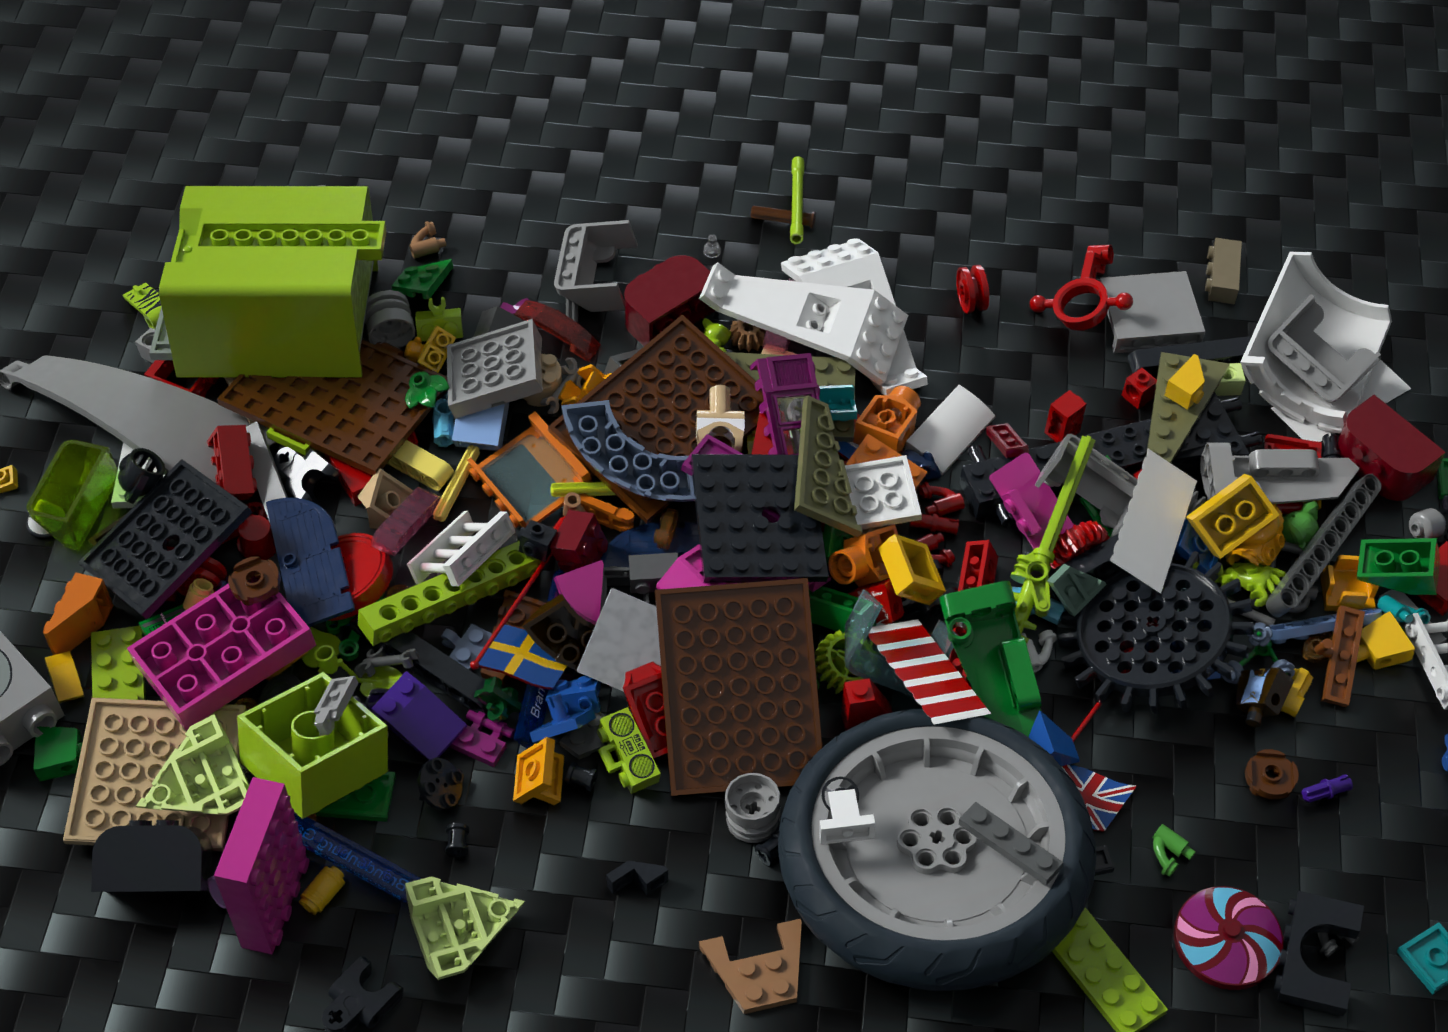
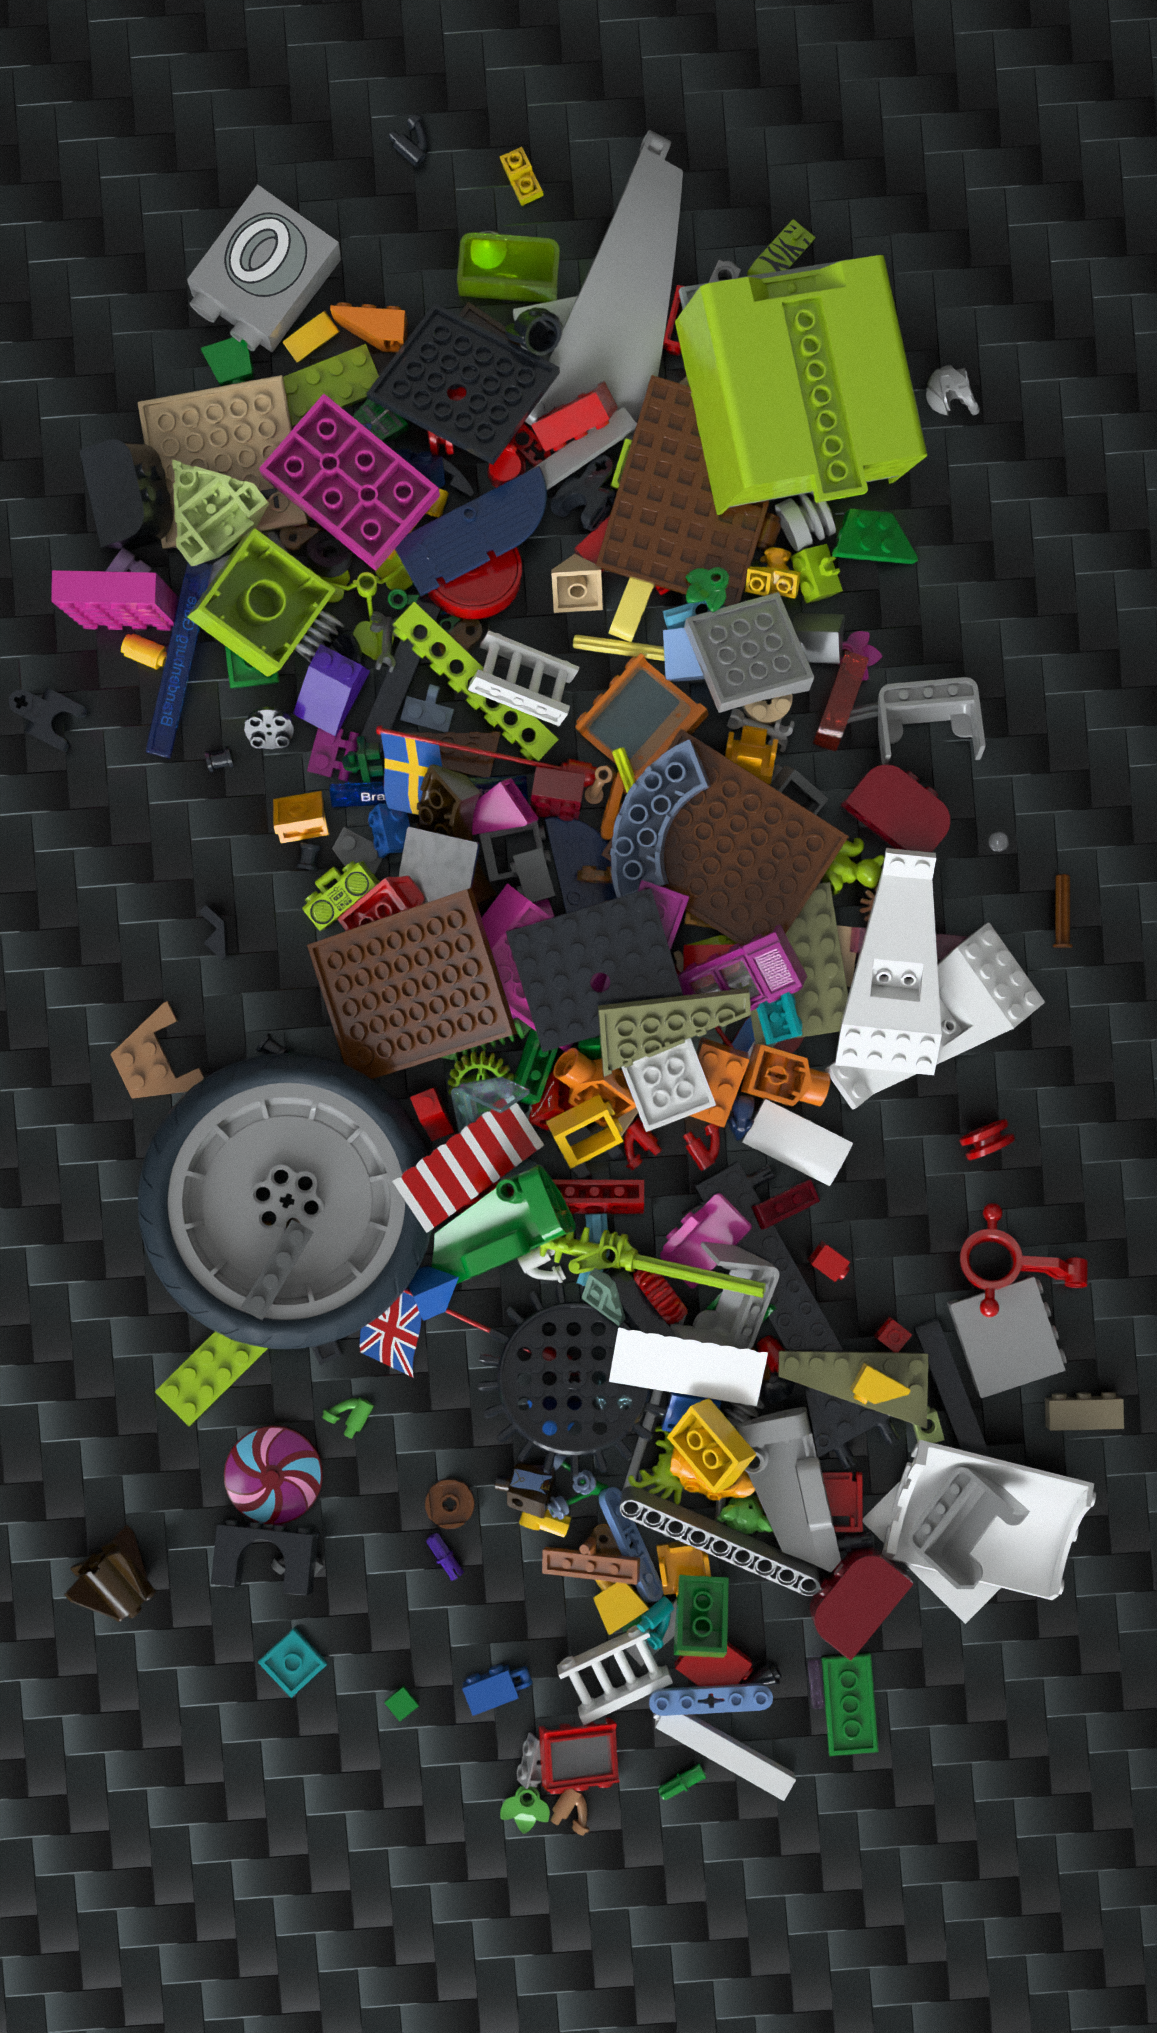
camera: 80 degrees right, 35 degrees up
(197, 592) = (413, 437): light yellow brick -> none
(259, 591) = (414, 507): reddish brown plate -> none
(334, 703) = (289, 613): light grey hinge -> none
(405, 521) = (543, 614): clear pink beam -> none
(426, 247) = (926, 522): medium nougat plant -> none
(455, 922) = (129, 783): yellowish green wedge -> none
(536, 540) = (536, 755): black brick -> none
(561, 720) = (348, 827): blue tile -> none
(720, 418) = (724, 904): tan connector -> none
(752, 807) = (292, 1013): light grey wheel -> none
(796, 227) = (1033, 931): lime piece -> none
(846, 821) = (277, 1112): white piece -> none
(936, 523) = (673, 1144): red pin -> none
(1427, 524) = (776, 1644): light grey head -> none

